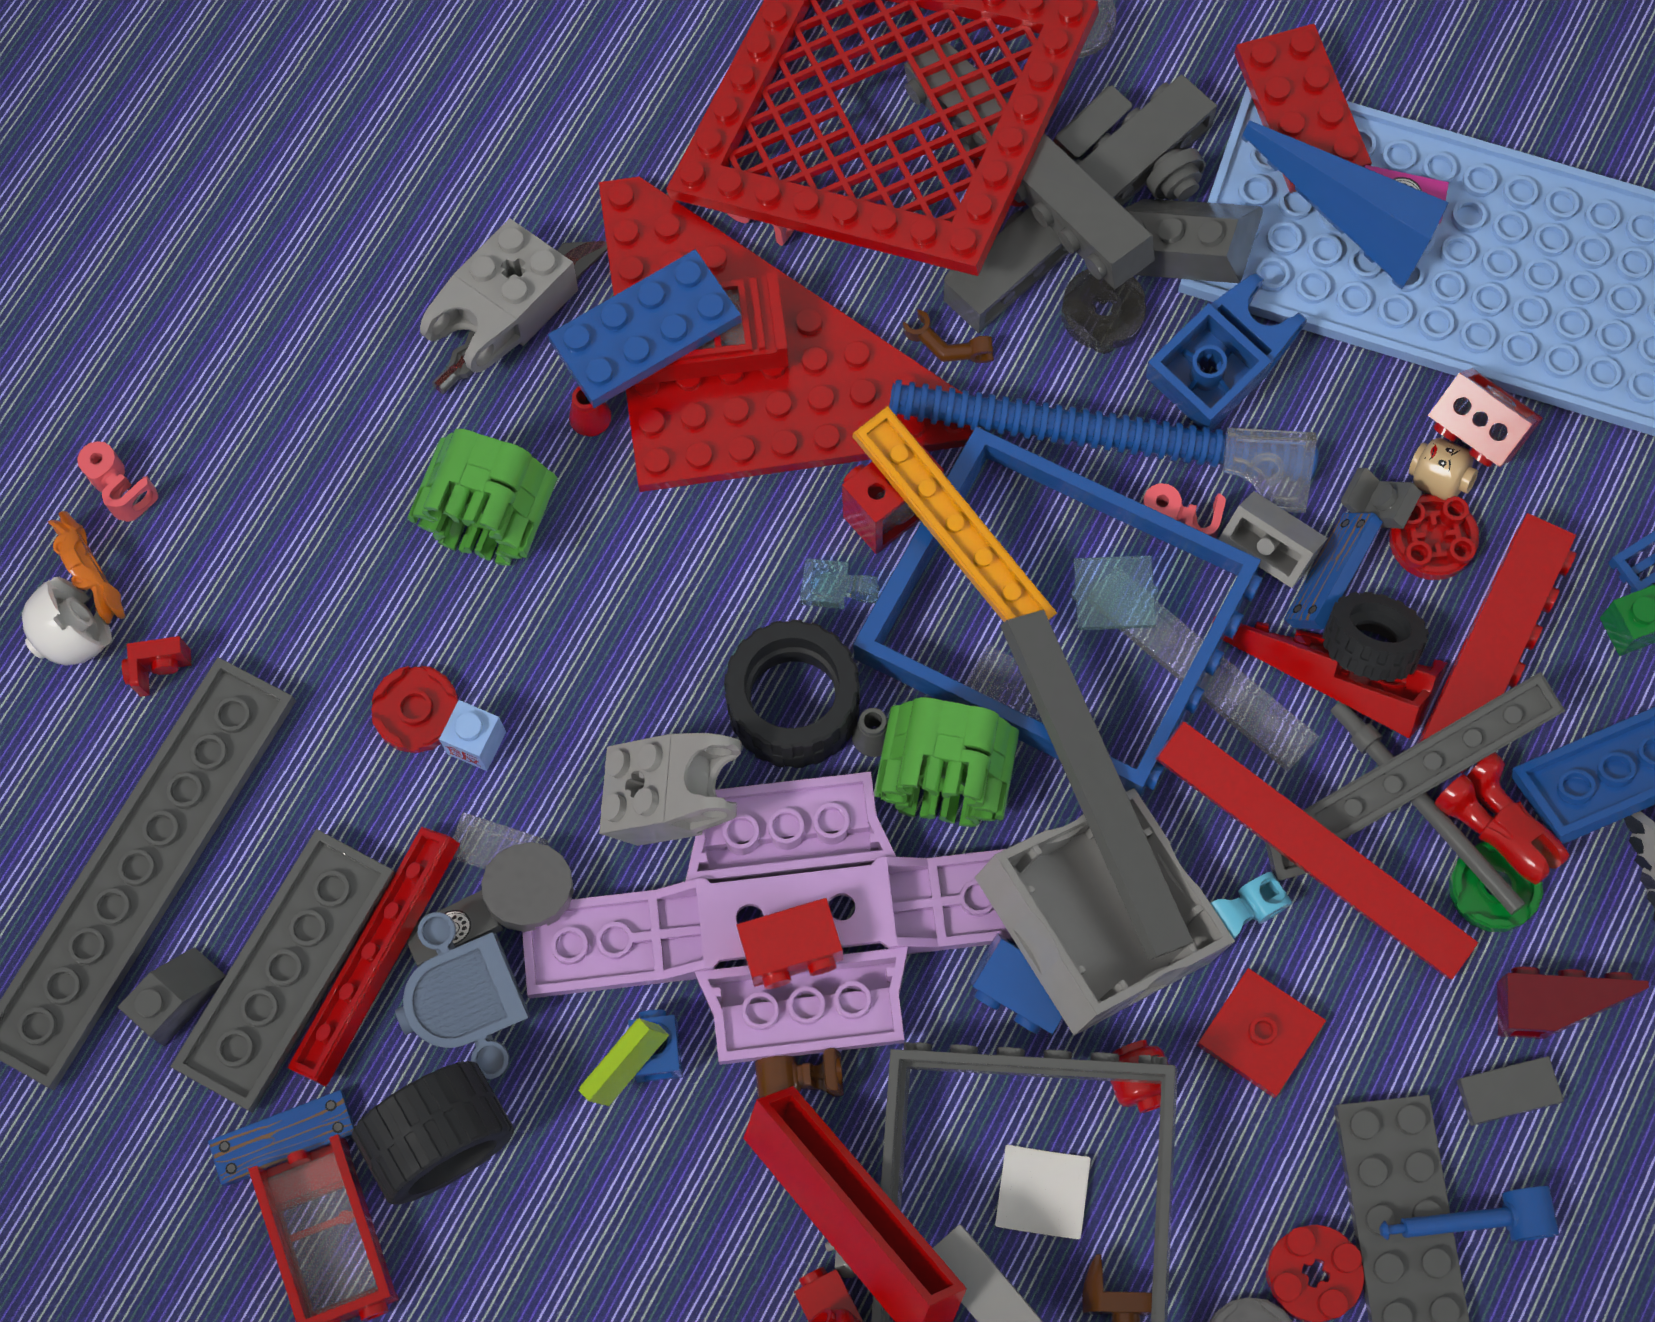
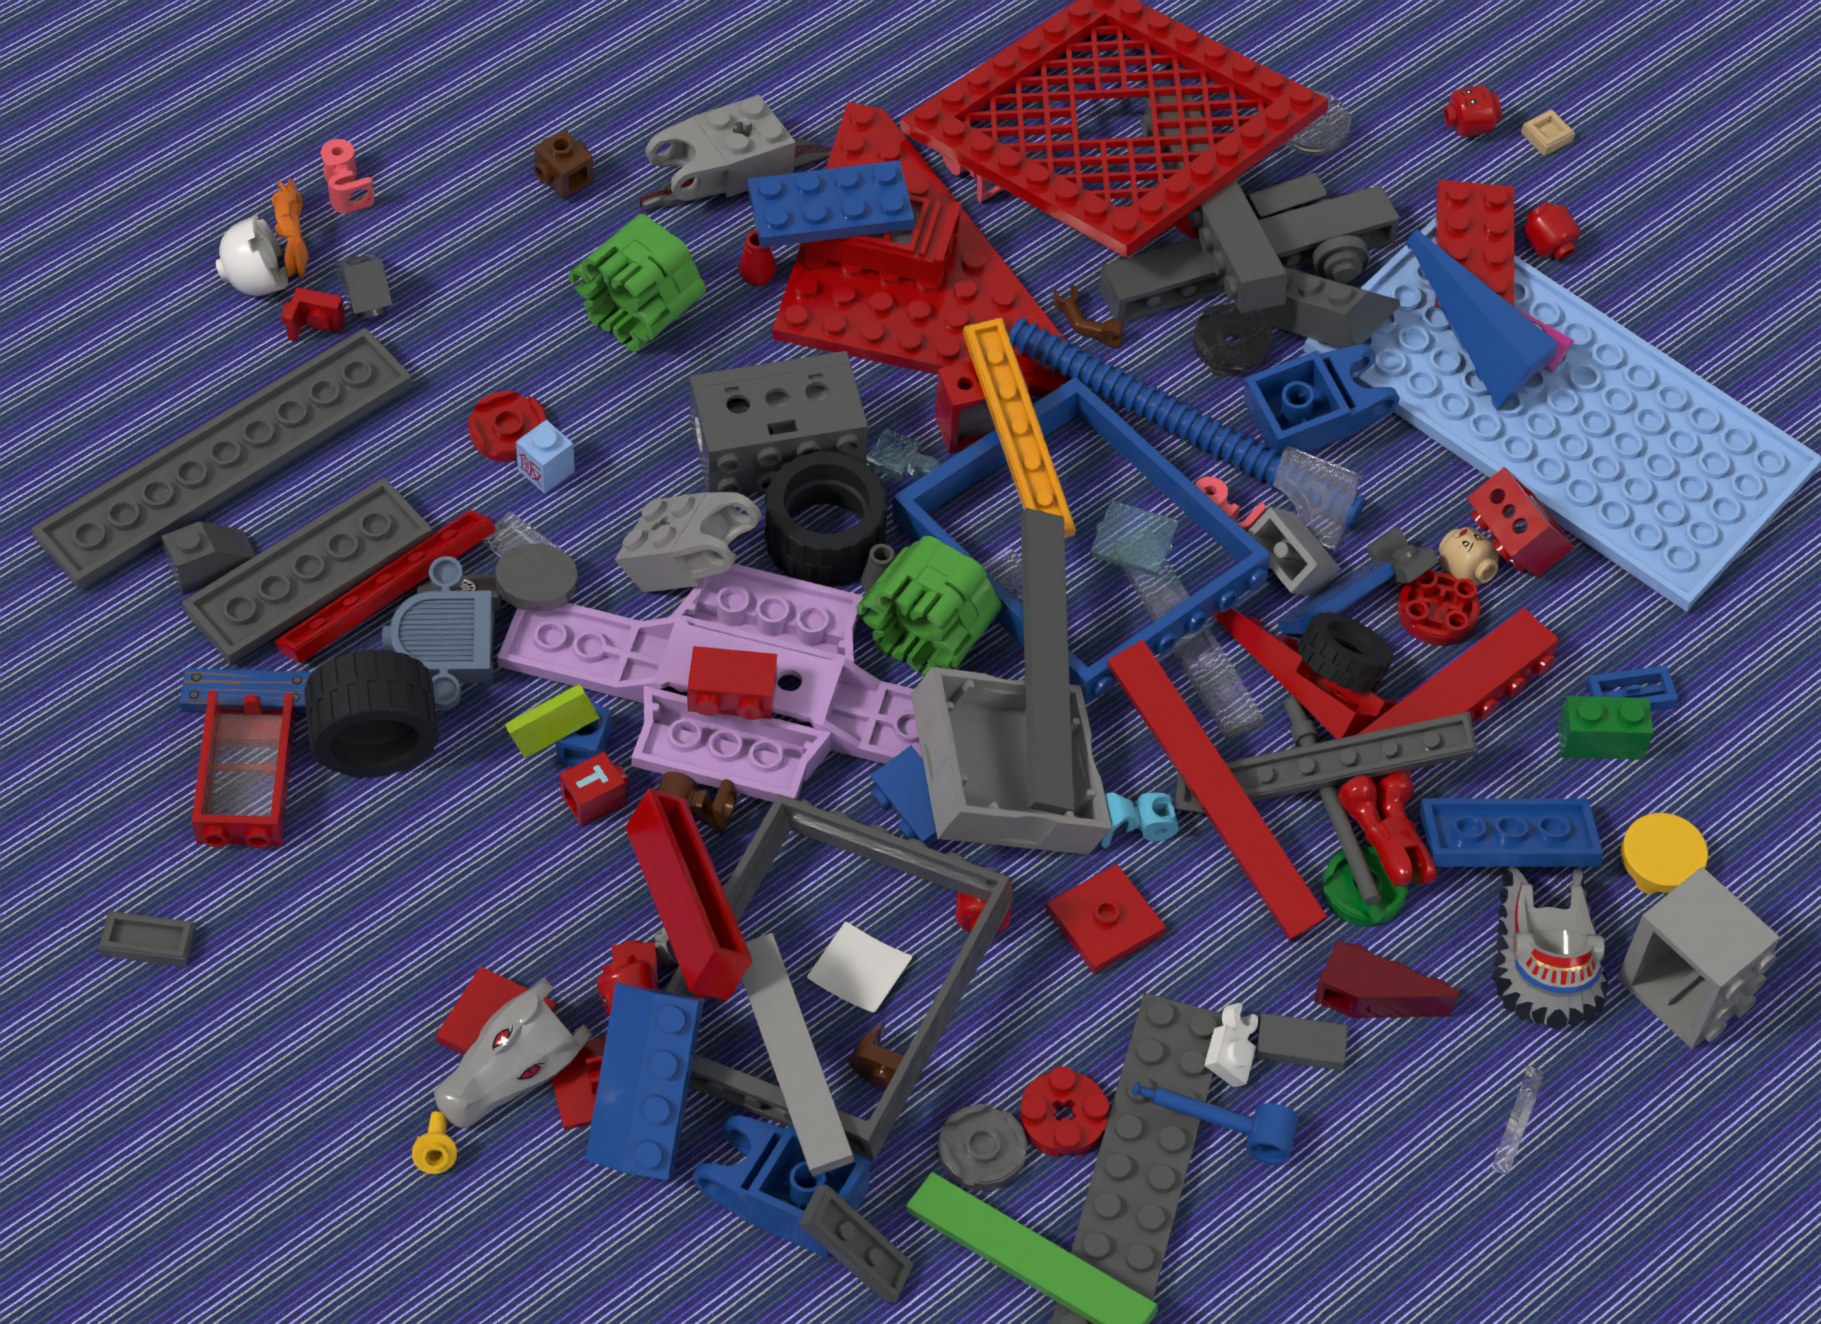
camera: 15 degrees right, 15 degrees down
(192, 603) = (364, 284): none -> dark grey slope
(339, 377) = (563, 164): none -> reddish brown brick
(692, 1104) = (594, 788): none -> red brick
(696, 604) = (769, 413): none -> dark grey piece
(1367, 56) = (1552, 231): none -> red head
(1449, 1134) = (1229, 1050): none -> white plate

